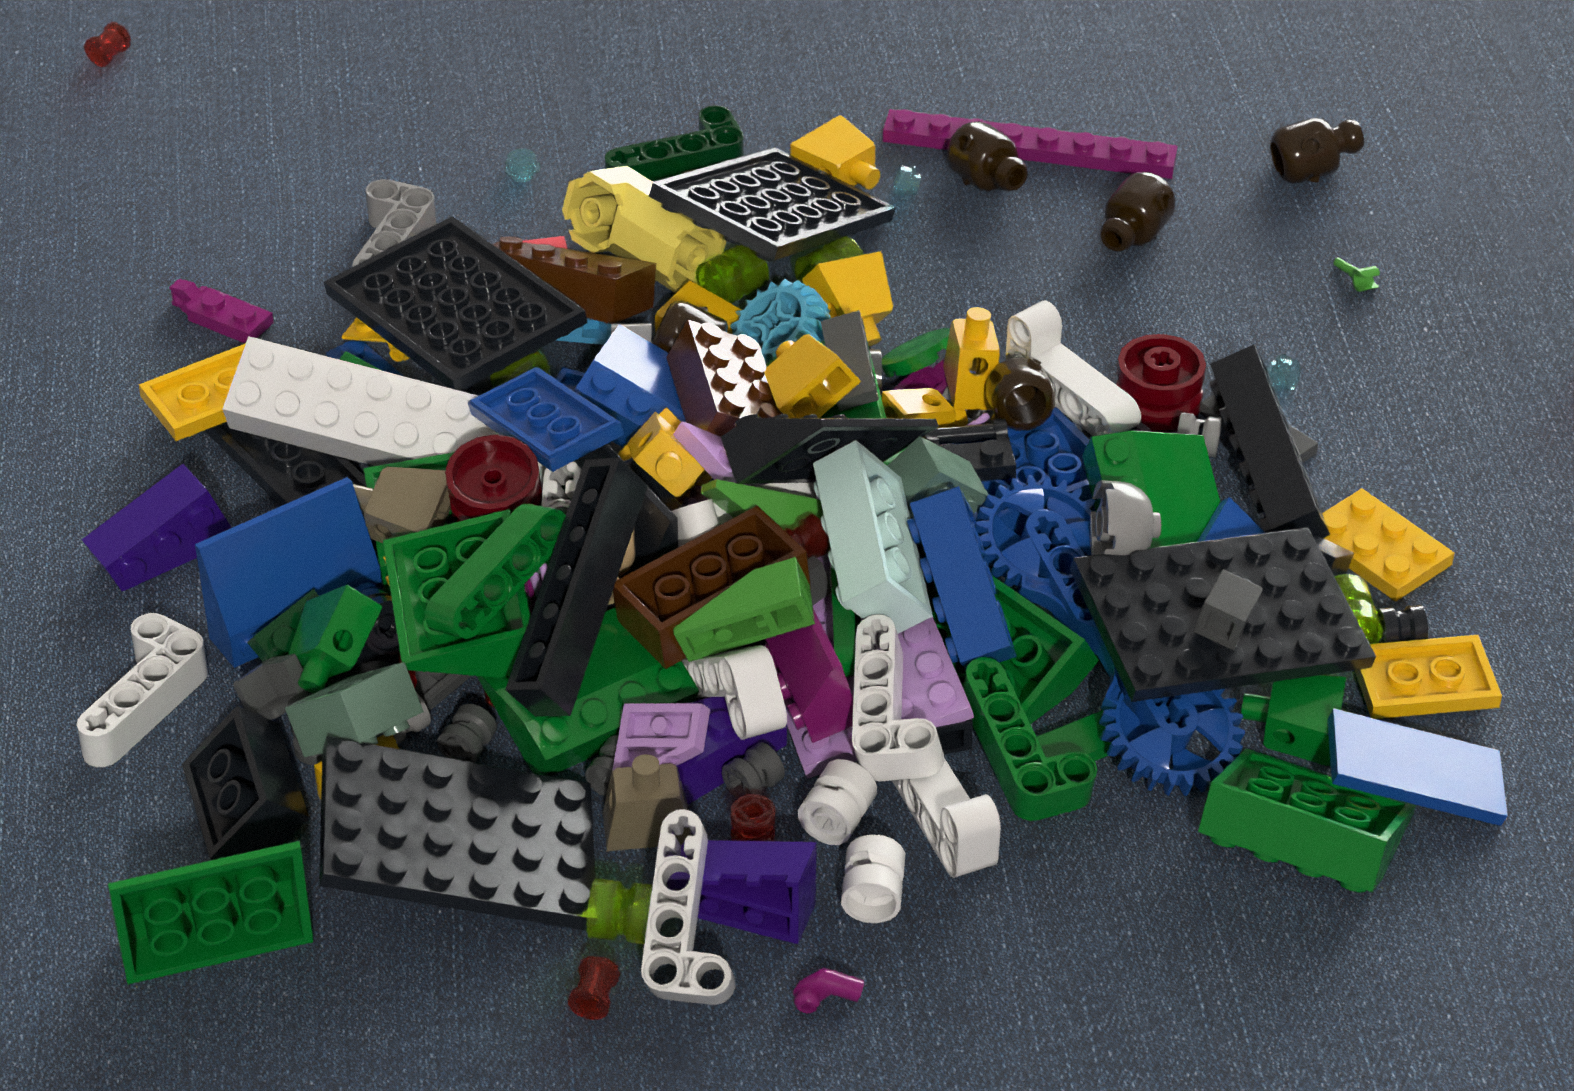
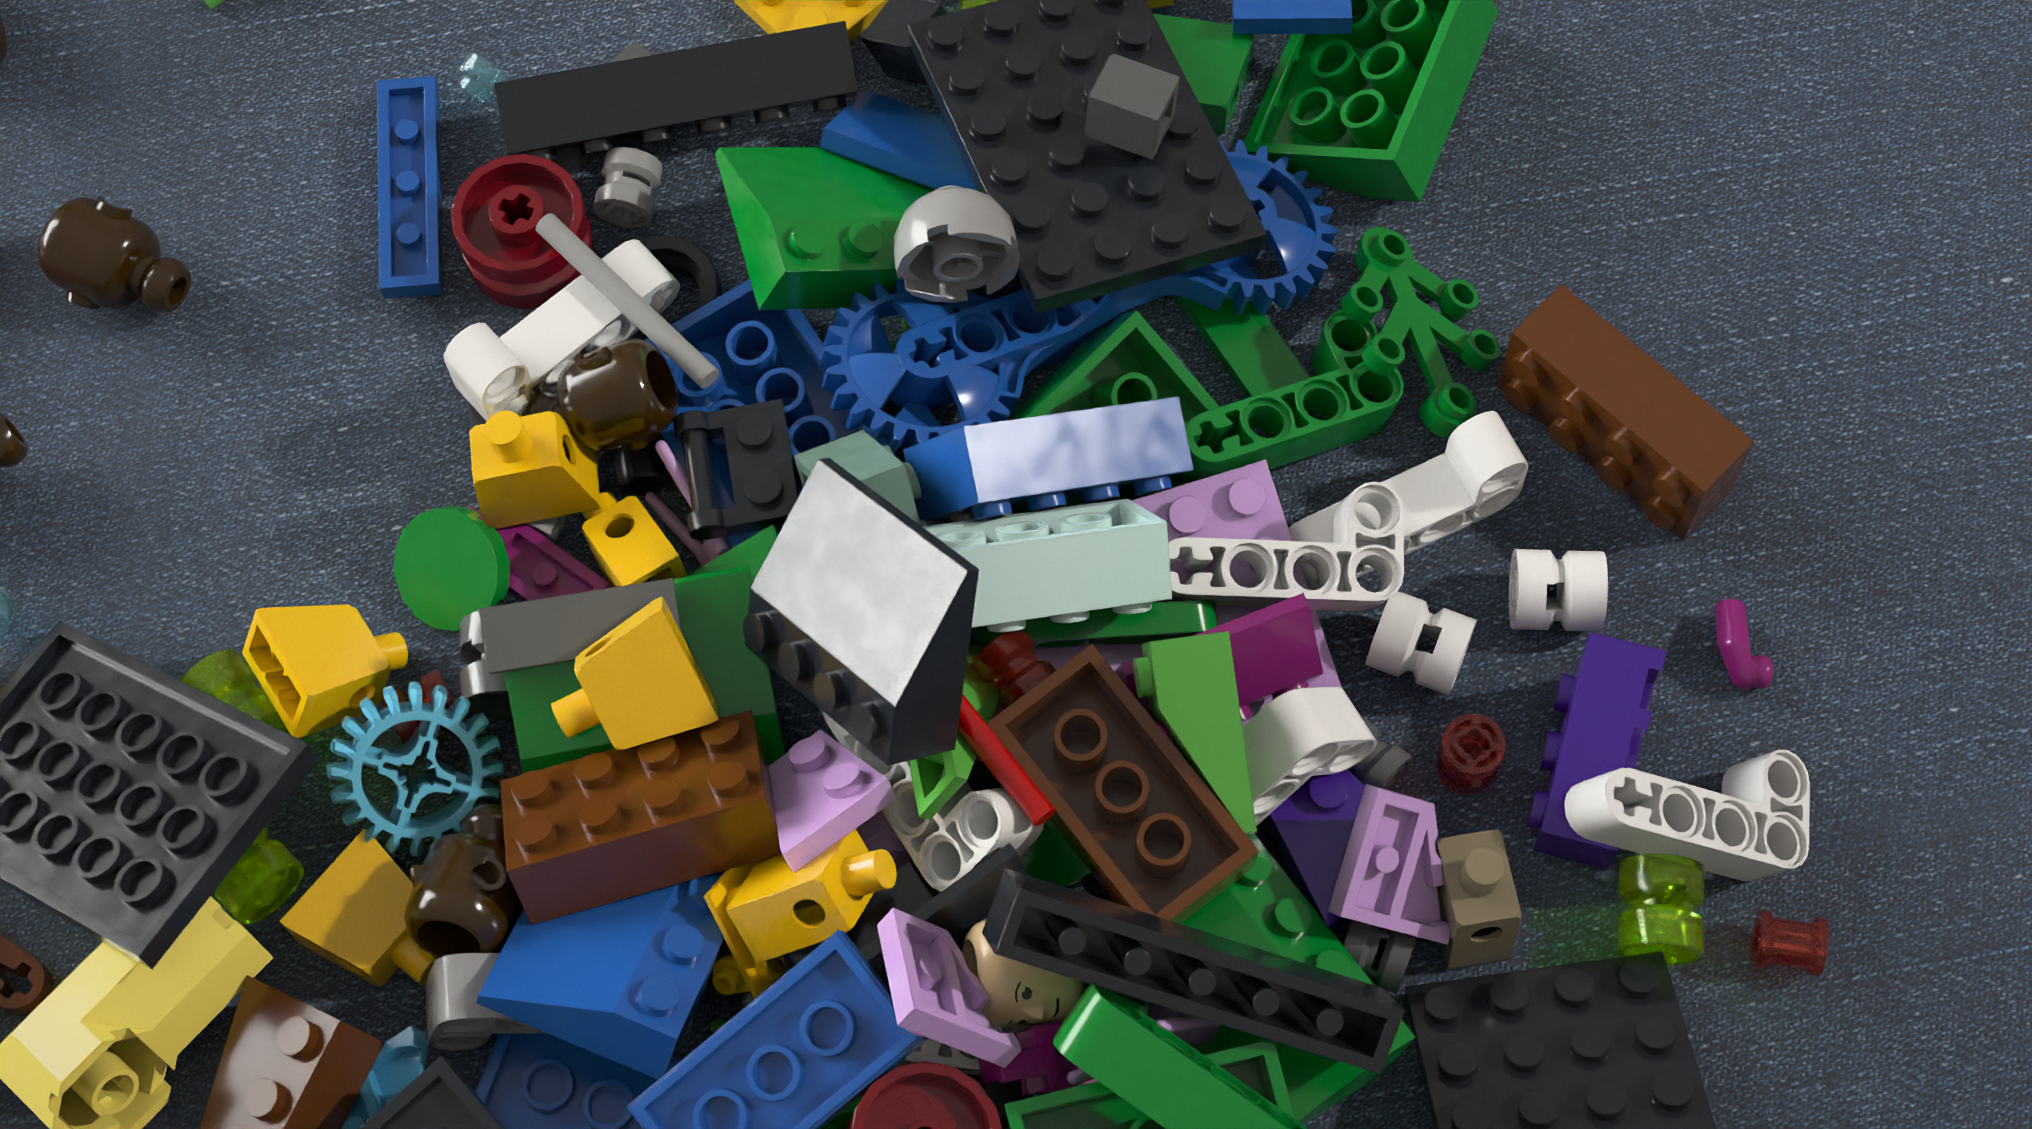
camera: 90 degrees left, 25 degrees up
(563, 463) = (937, 991): none -> lavender wing
(743, 503) = (1003, 765): none -> red bar
(1008, 915) = (1622, 413): none -> reddish brown brick
(1086, 394) = (627, 301): none -> light grey bar
(1095, 814) = (1388, 260): none -> green plant
(1212, 339) = (409, 187): none -> blue plate

